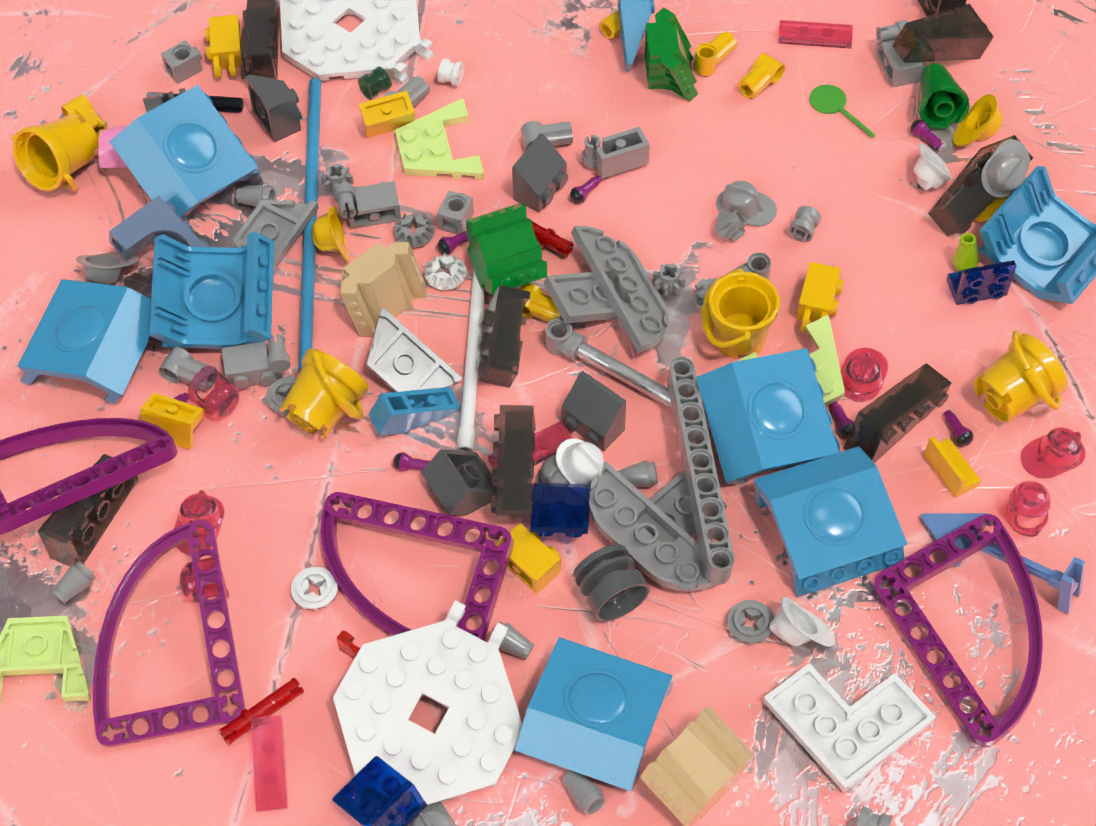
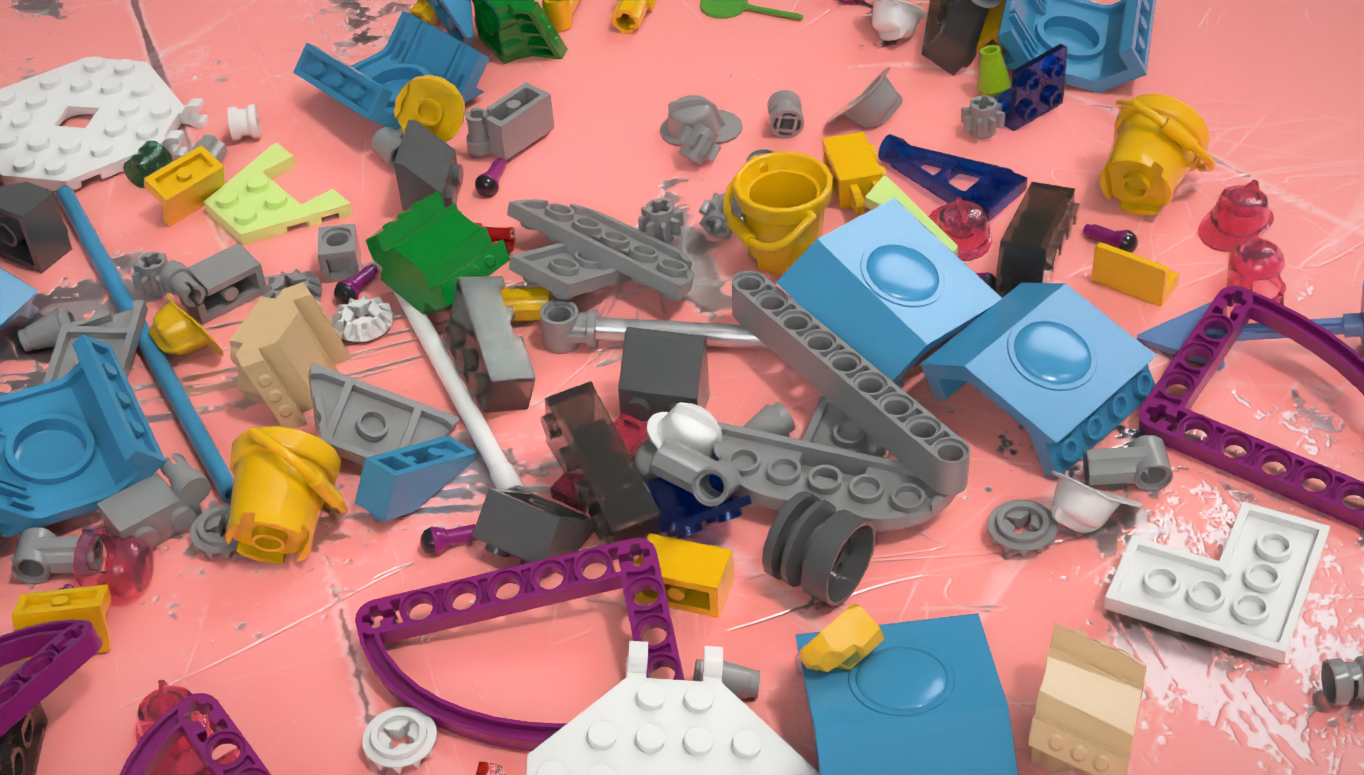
camera: 25 degrees left, 15 degrees down
(563, 125) = (433, 104): none -> yellow tile
(565, 80) = (376, 81): none -> dark azure panel
(570, 503) = (692, 471): none -> light grey piece
(573, 660) = (843, 641): none -> yellow rock
(852, 613) = (1140, 463): none -> light grey piece
(866, 242) = (874, 104): none -> light grey piece
(899, 354) = (992, 191): none -> clear blue plate
(936, 287) = (982, 117): none -> light grey gear

